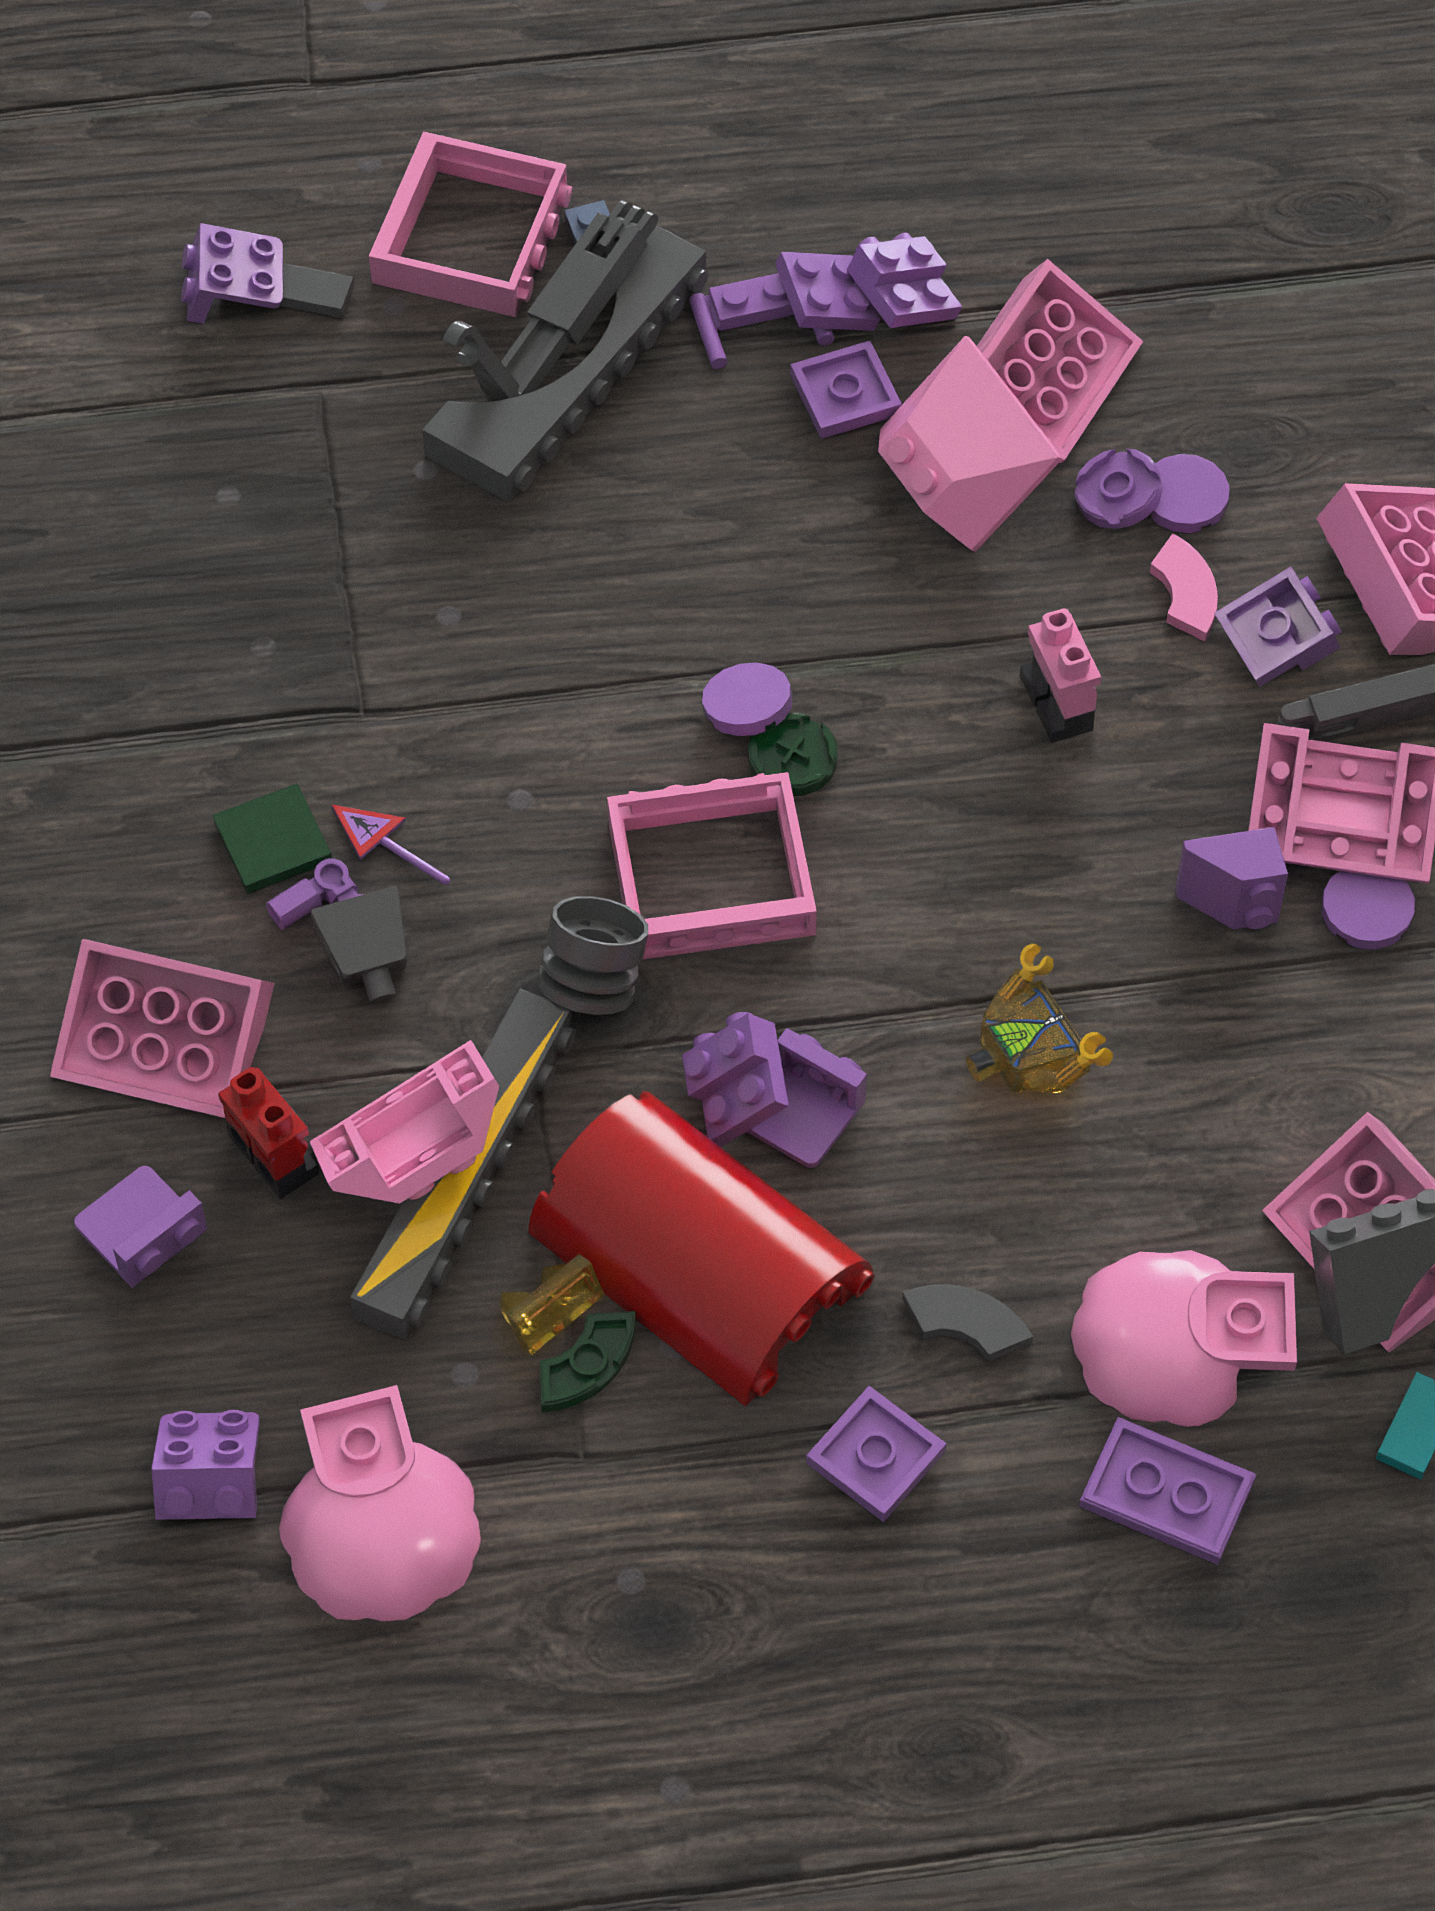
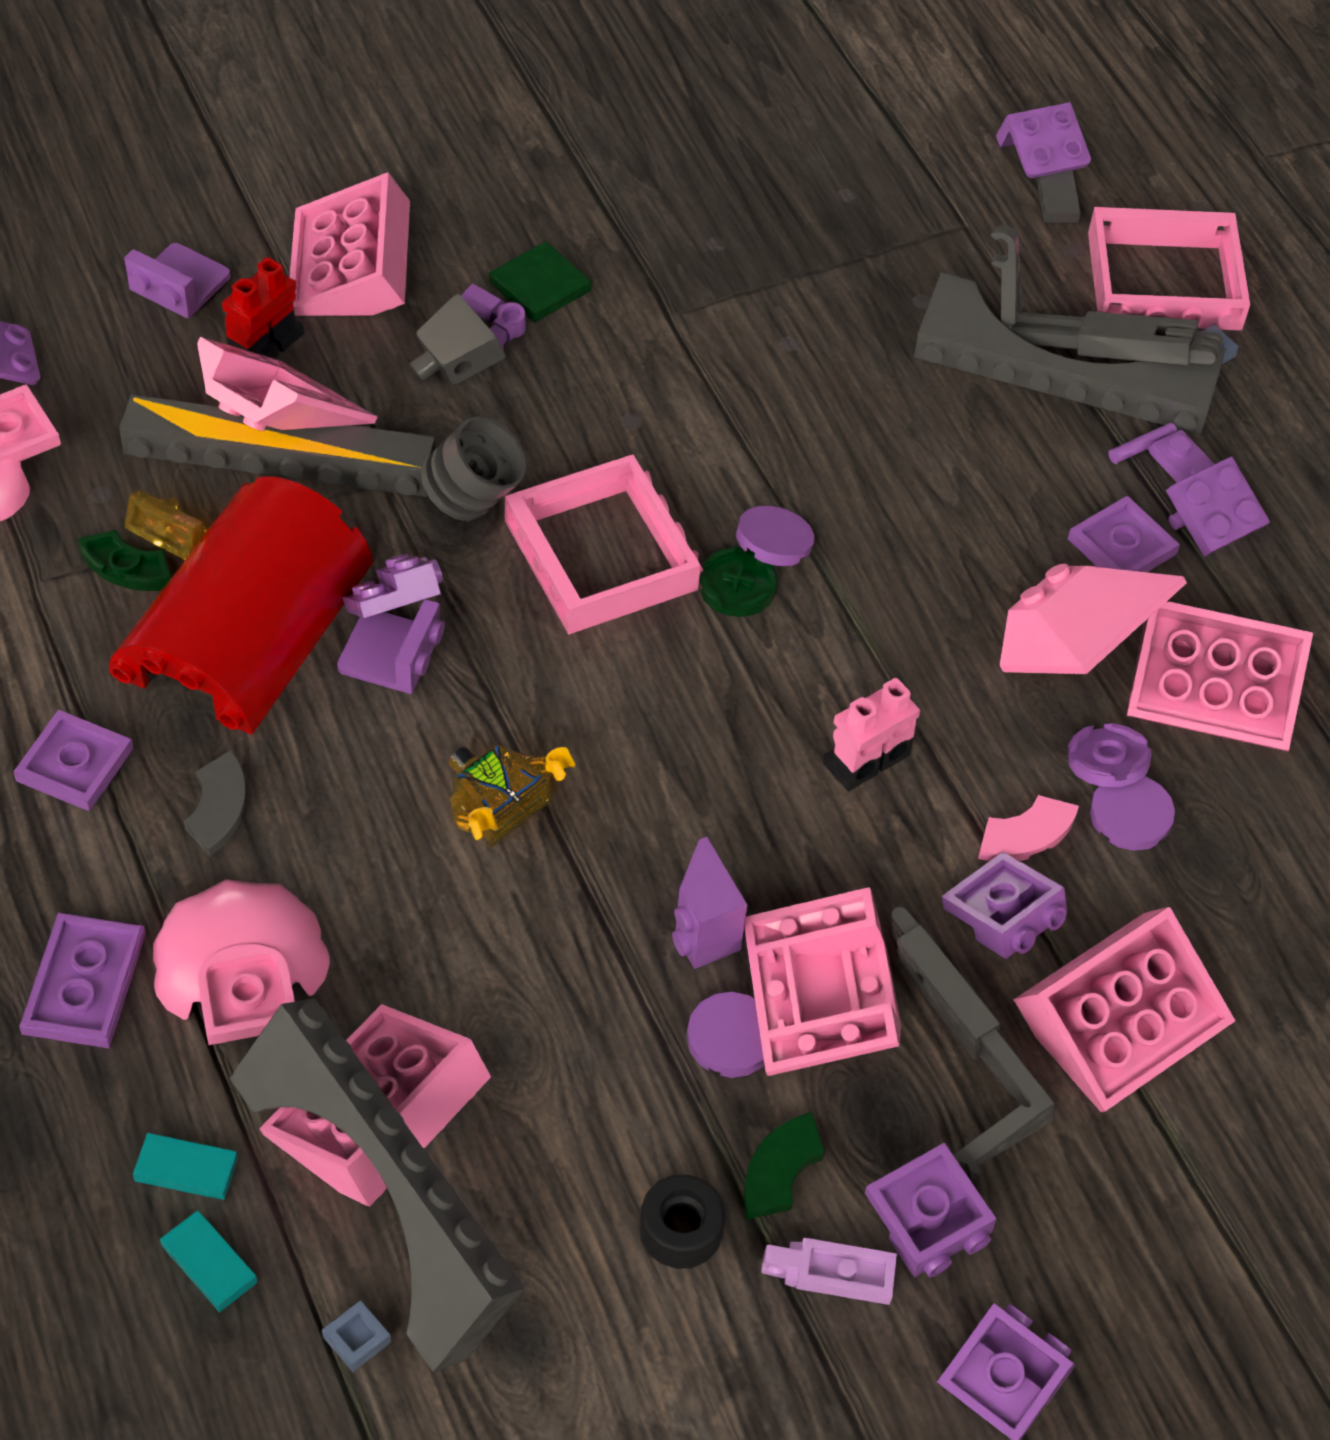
camera: 70 degrees right, 5 degrees down
(370, 828) = (569, 335): piece -> none
(904, 280) = (1254, 554): medium lavender plate -> none

